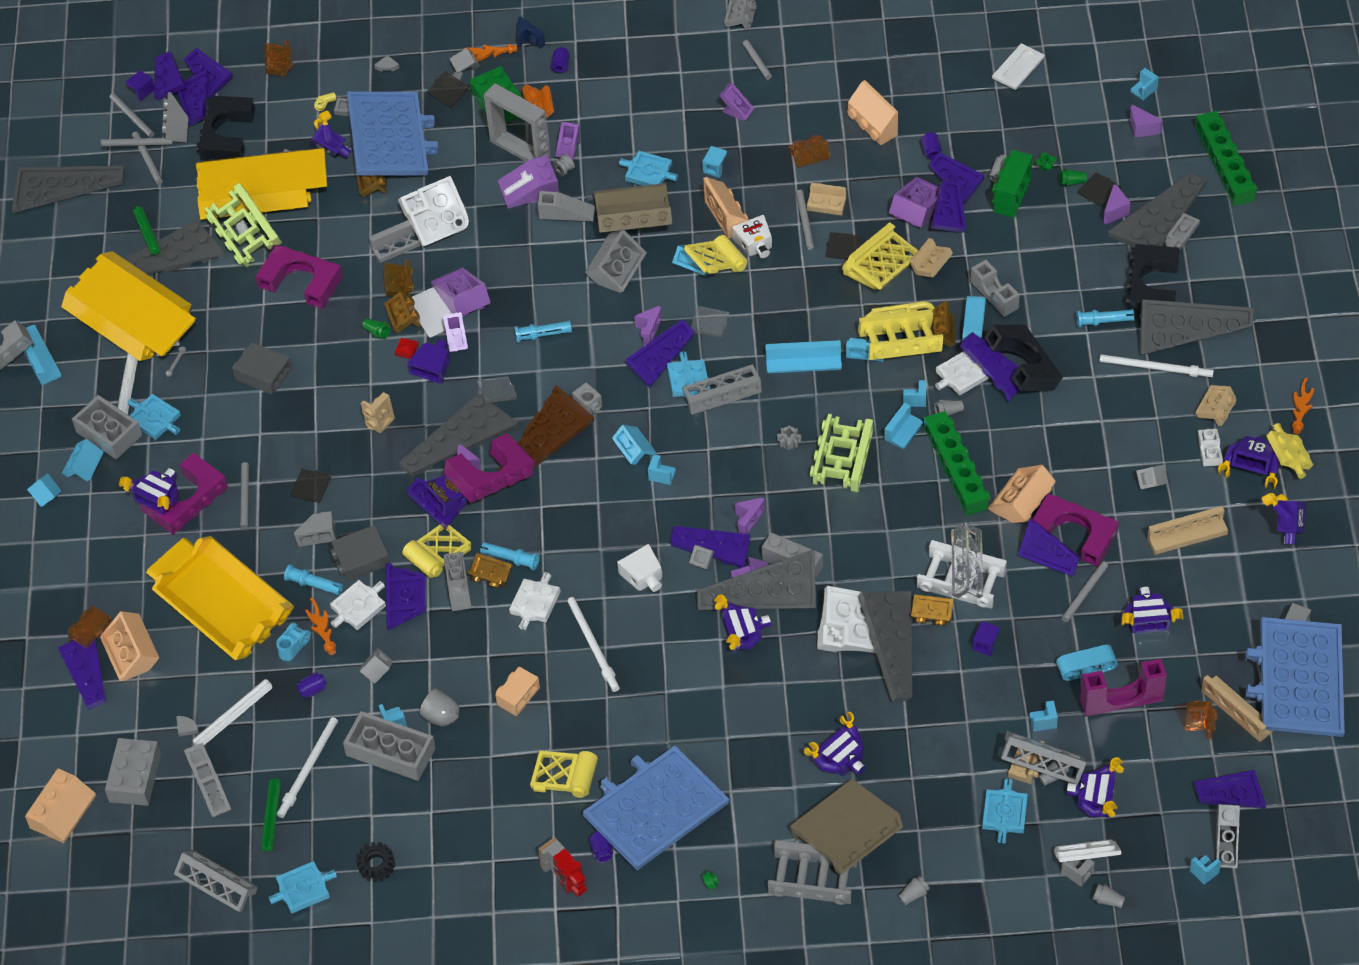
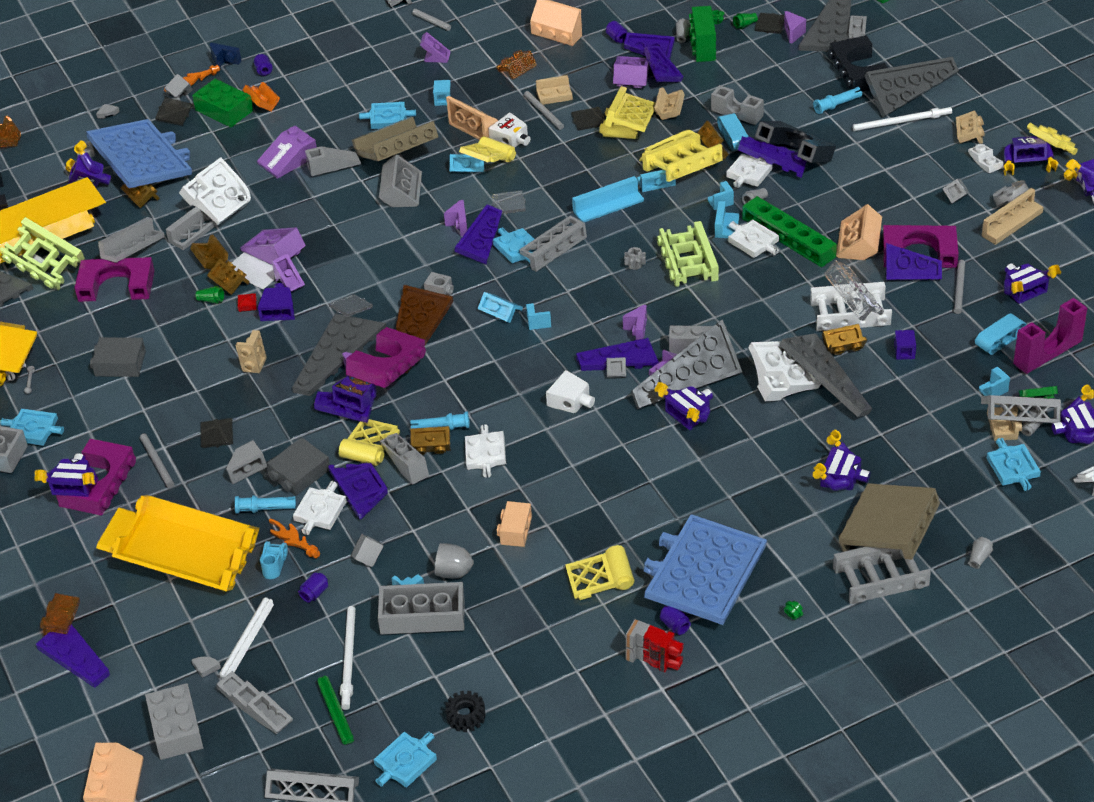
camera: 25 degrees left, 10 degrees down
(129, 646) = (109, 617): light nougat slope -> none
(323, 100) = (62, 152): light yellow arm -> none
(328, 236) = (129, 240): none -> light grey fence
(499, 99) = (256, 84): light grey window -> none
(533, 331) = (357, 254): medium azure pin -> none
(563, 165) = (312, 130): light grey wheel -> none
(568, 139) = (305, 113): medium lavender slope -> none
(607, 672) = (588, 482): white bar -> none
(917, 457) = (753, 238): none -> white plate
(1072, 741) = (1045, 392): none -> green plate
(1201, 501) = (1010, 193): none -> light grey plate
(1300, 403) = (1033, 107): orange piece -> none

